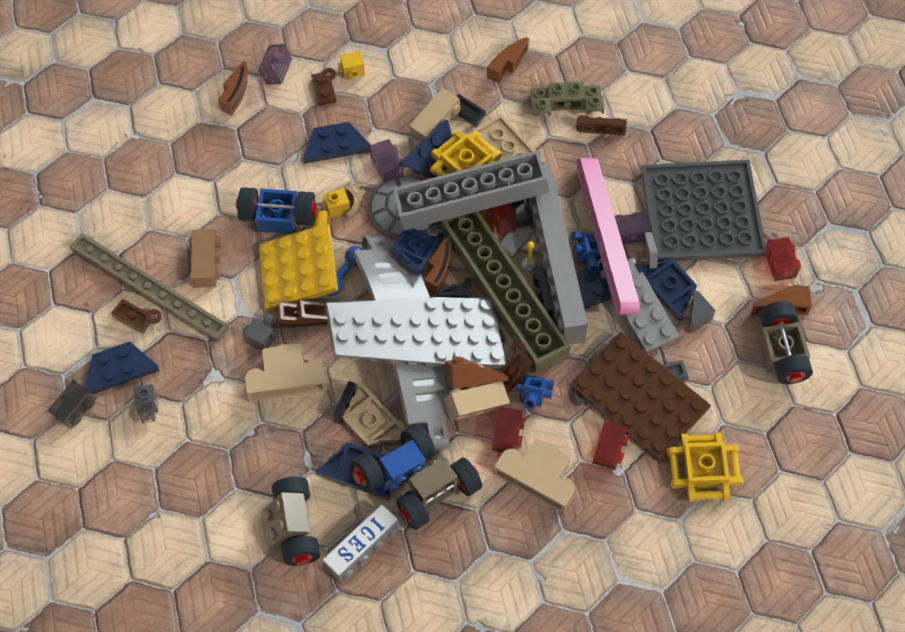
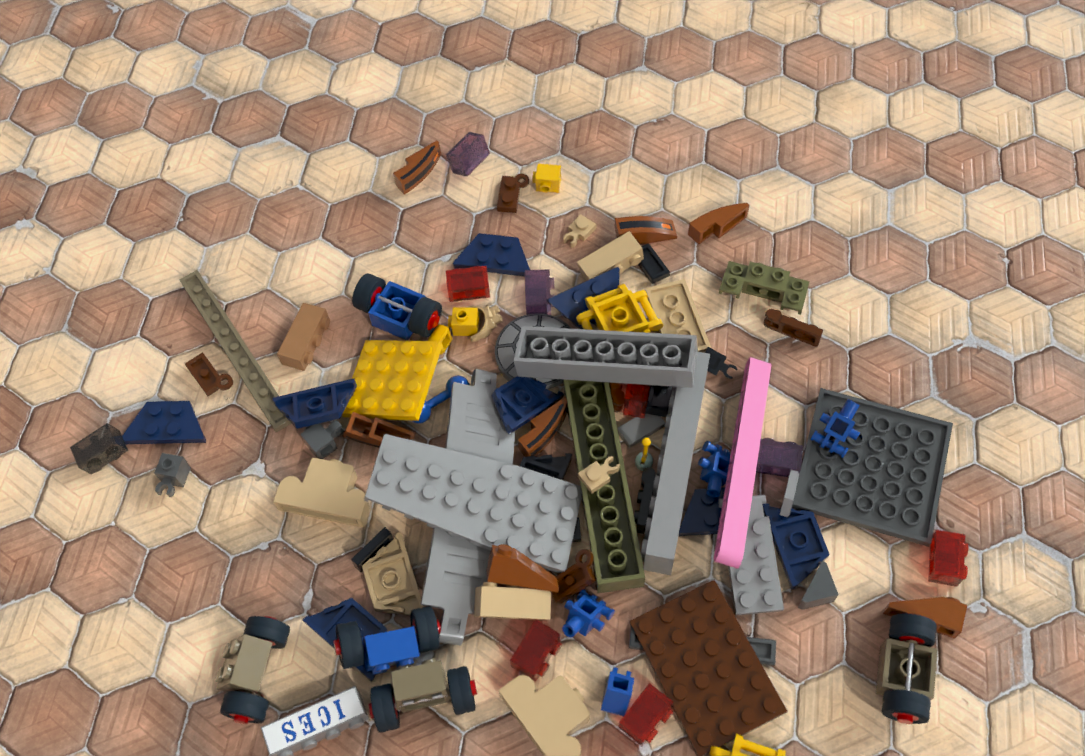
camera: 25 degrees right, 0 degrees up
(245, 306) = (316, 404): none -> dark blue wing
(324, 171) = (467, 283): none -> clear red brick
(396, 100) = (579, 229): none -> tan plate
(454, 82) = (646, 228): none -> dark orange slope
(501, 284) = (597, 476): none -> tan plate
(557, 172) = (716, 363): none -> black plate
(583, 437) = (617, 693): none -> blue brick
(669, 188) = (838, 426): none -> blue piece

